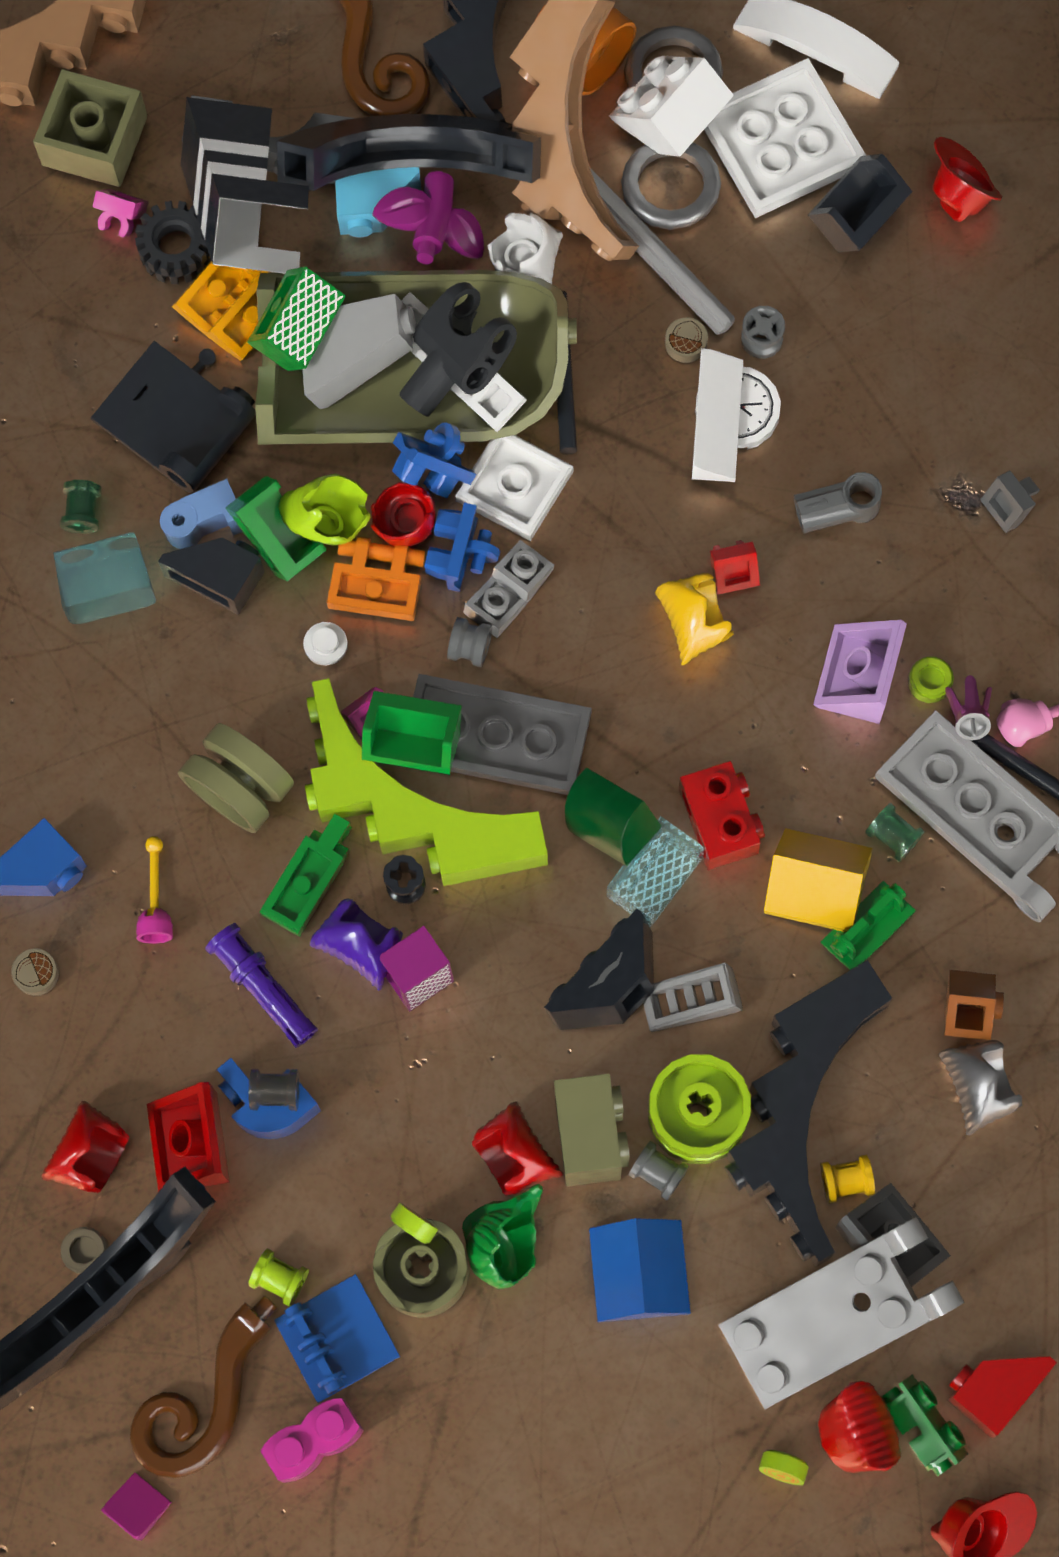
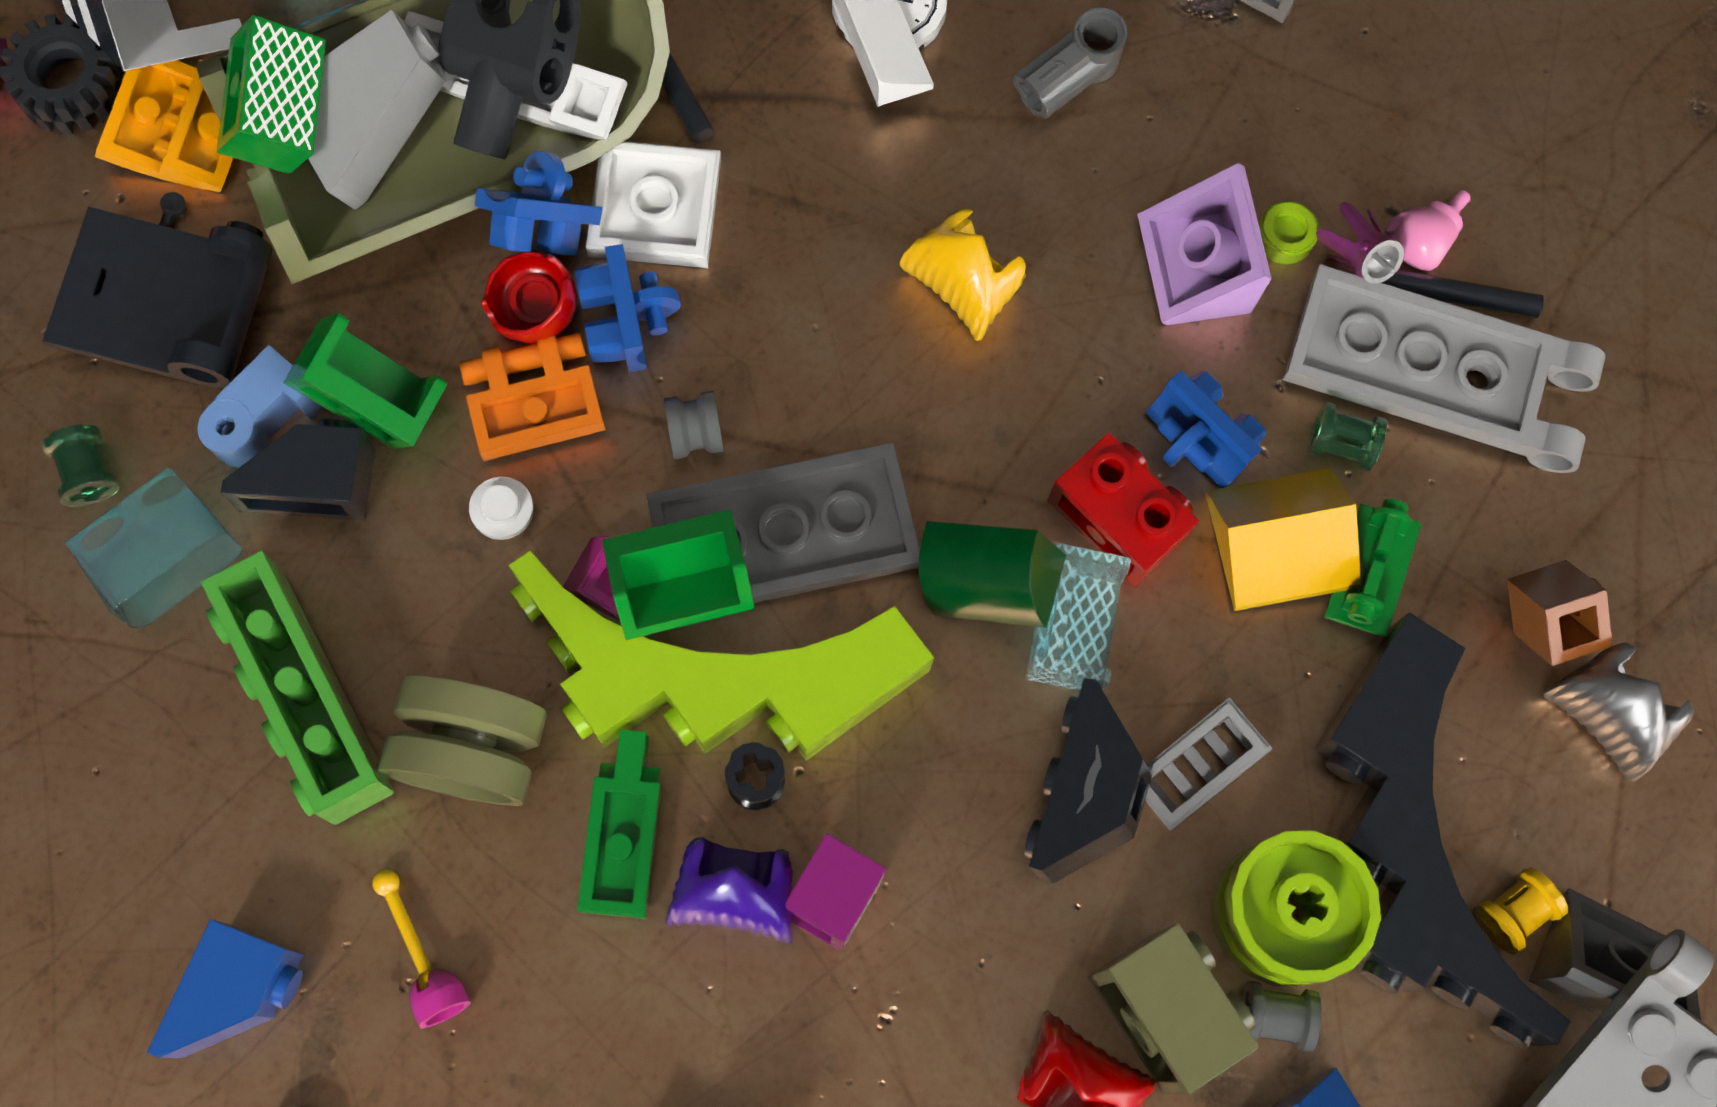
camera: 35 degrees left, 0 degrees up
(151, 702) = (296, 688): none -> bright green brick
(250, 970) = (598, 998): dark purple pin -> none
(326, 509) = (424, 328): lime hair -> none
(509, 588) = (710, 336): light grey slope -> none
(735, 567) = (987, 189): red tile -> none
(796, 789) = (1203, 431): none -> blue hips

